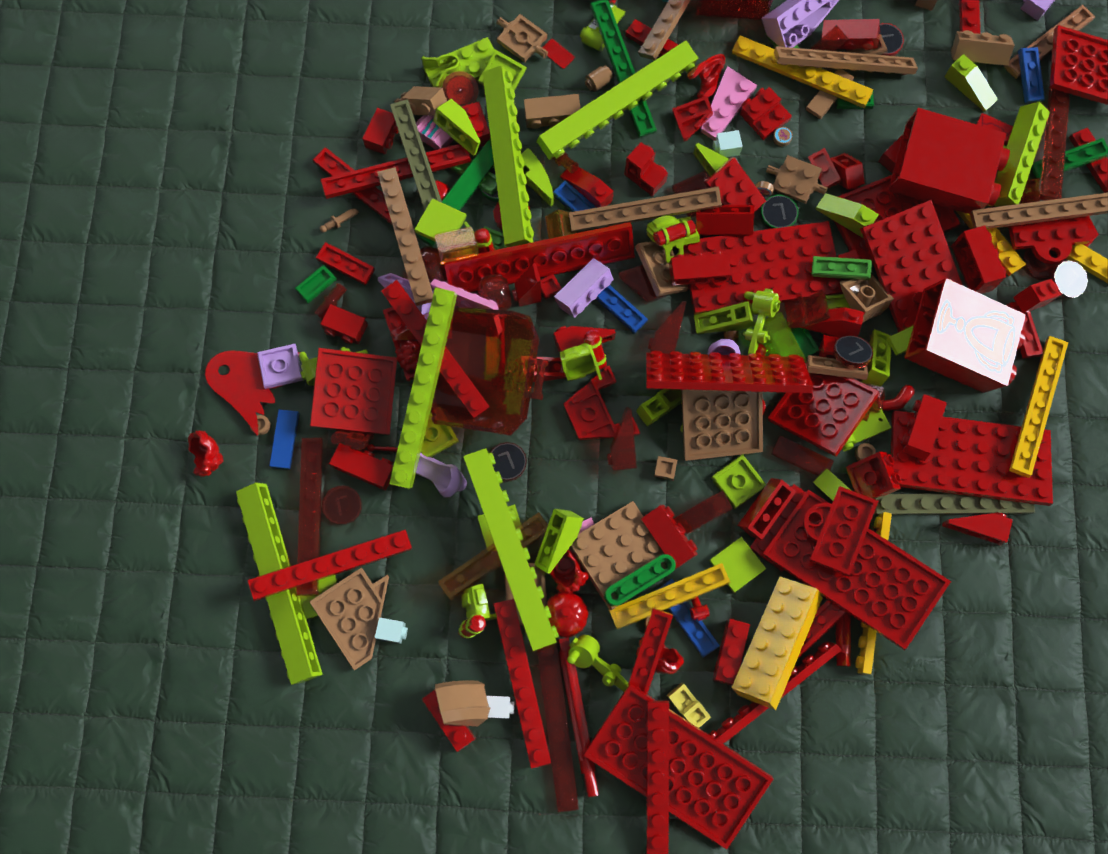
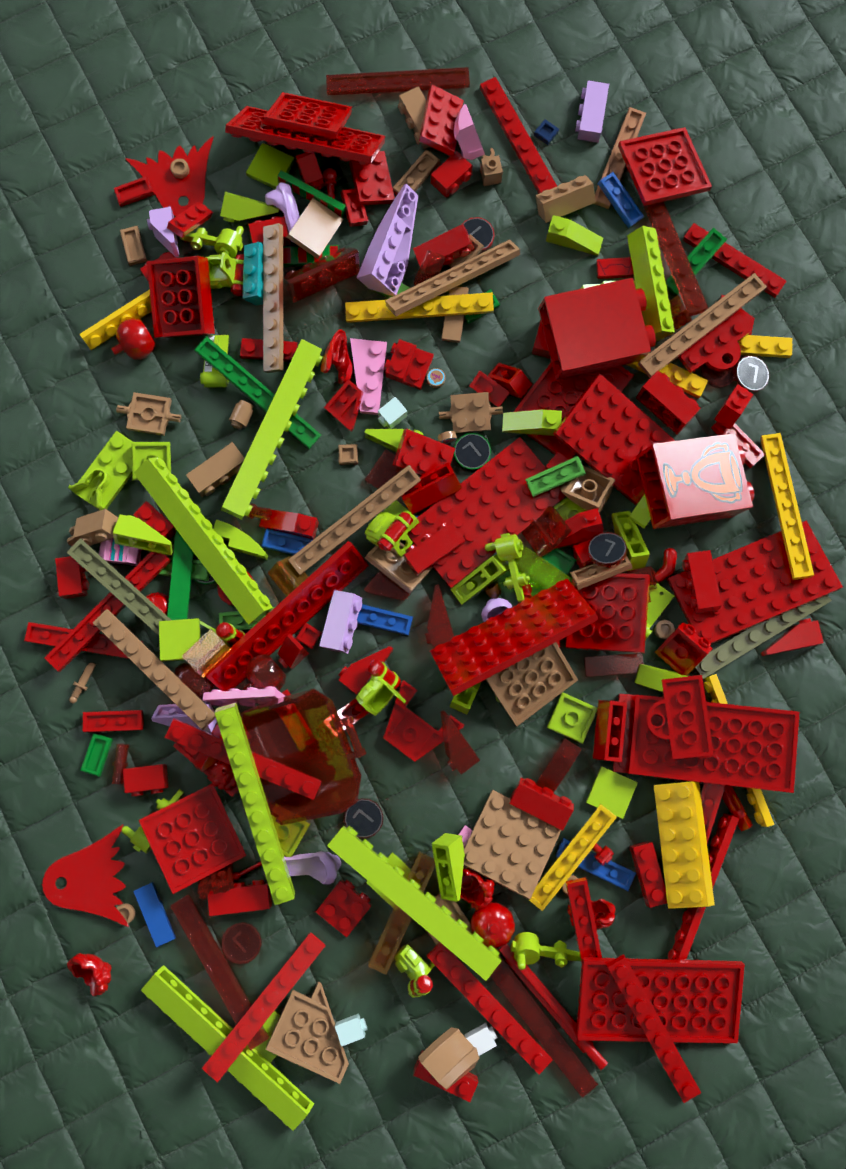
camera: 30 degrees left, 5 degrees up
(280, 366) = (110, 850): lavender tile -> none
(446, 526) = (344, 907): none -> red plate
(461, 88) = (122, 498): clear red piece -> none
(558, 53) = (190, 409): red sticker -> none
(639, 580) = (539, 860): green plate -> none
(644, 171) = (334, 482): red brick -> none
(665, 468) = (504, 743): medium nougat plate -> none
(670, 158) = (348, 454): none -> medium nougat tile
(688, 705) = (639, 940): light yellow slope -> none

